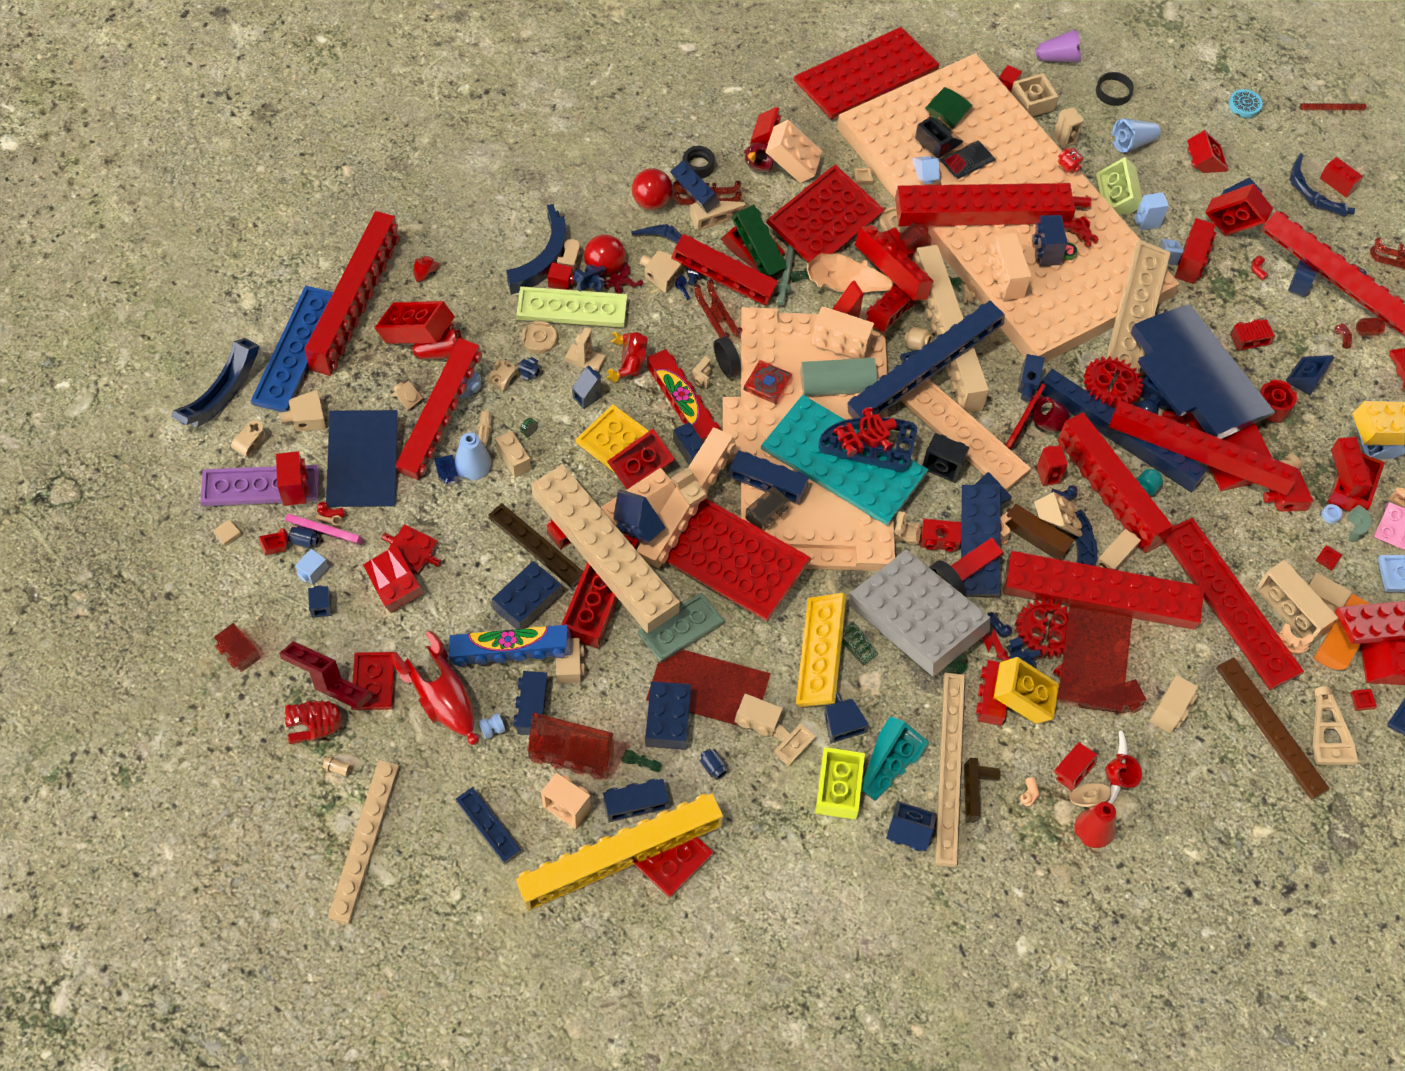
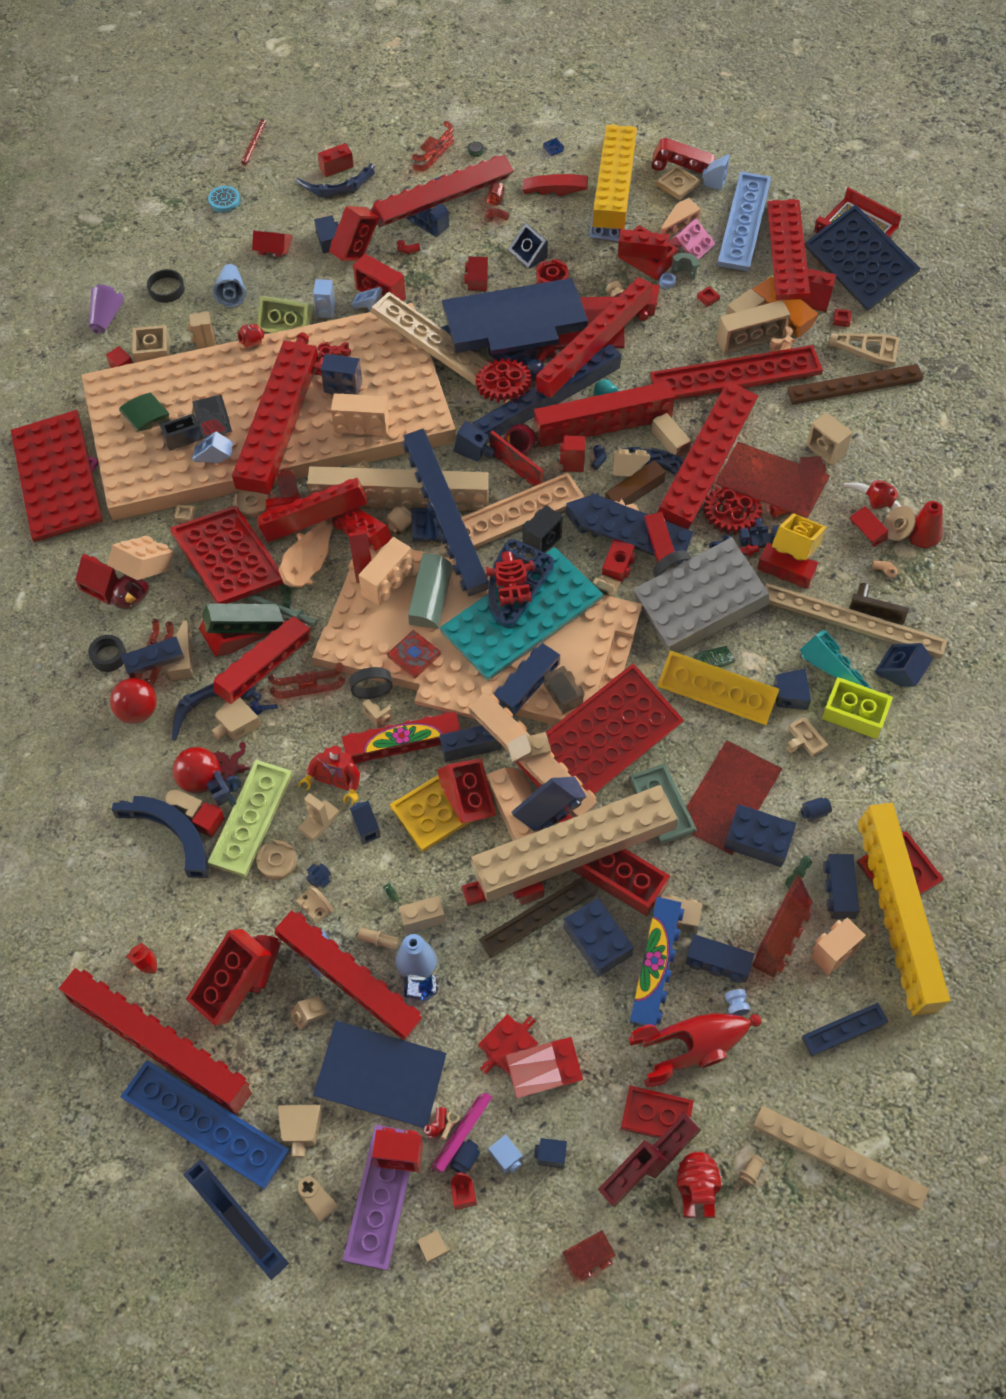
camera: 70 degrees left, 0 degrees up
(758, 715) = (774, 758): tan brick -> none

